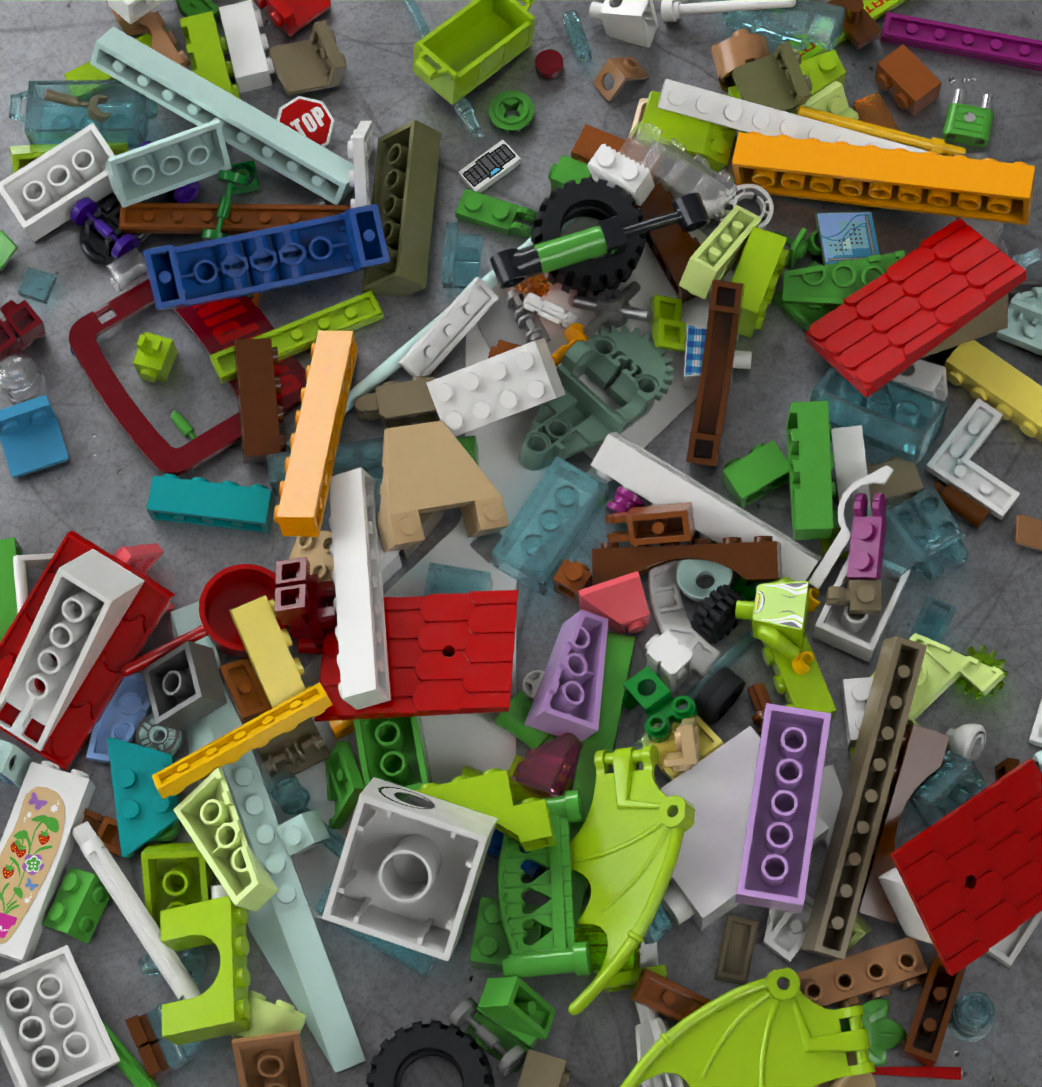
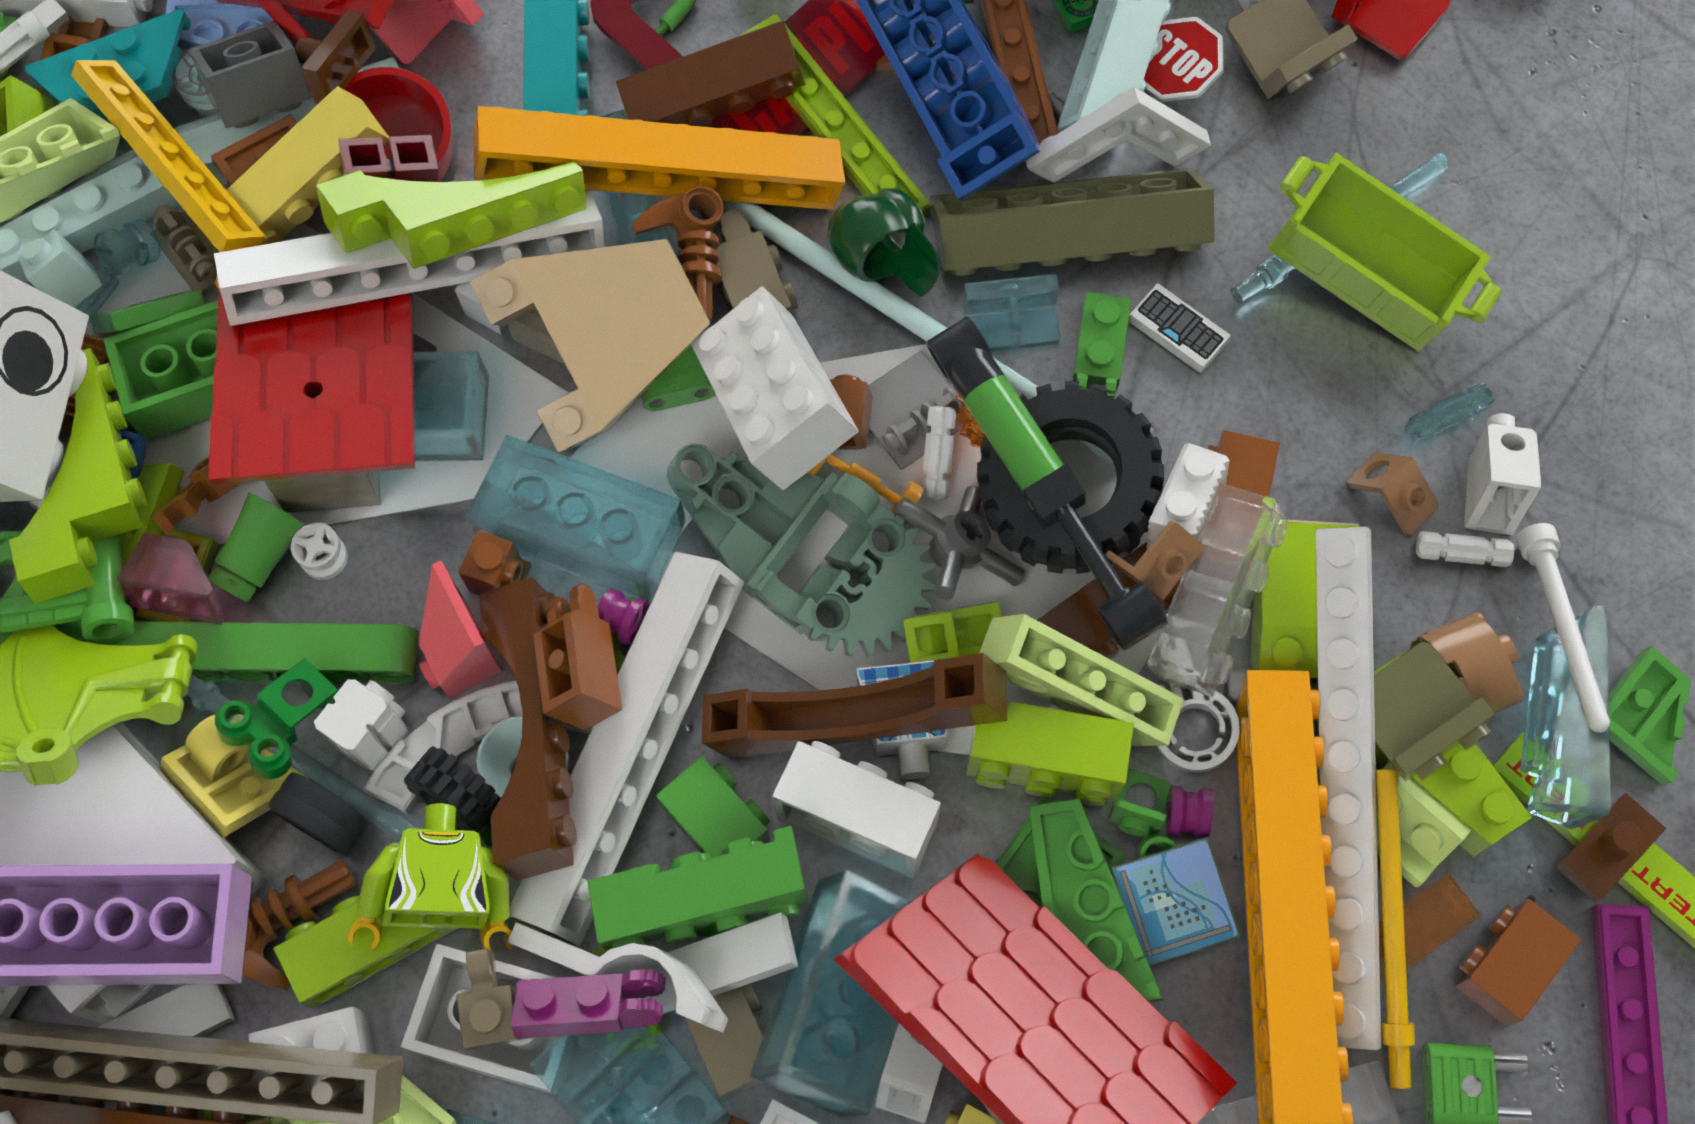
camera: 75 degrees right, 0 degrees up
(191, 624) = (337, 57): none -> reddish brown tile
(348, 559) = (446, 217): none -> lime arch
(363, 420) = (694, 236): none -> dark orange piece
(396, 311) = (864, 246): none -> dark green piece
(449, 329) = (869, 311): white tile -> none
(475, 746) = (188, 500): none -> dark orange piece
(510, 100) = (1274, 324): bright green gear -> none
(549, 64) = (1387, 380): dark red tile -> none
(567, 170) = (1180, 428): bright green brick -> none
(572, 679) = (306, 585): lavender wedge -> none
(663, 188) = (1163, 561): none -> medium nougat bracket
(664, 49) = (1465, 549): none -> white axle
(686, 740) = (181, 759): tan bracket -> none
(769, 389) = (857, 807): none -> white brick
(796, 218) = (1189, 812): none -> magenta wheel

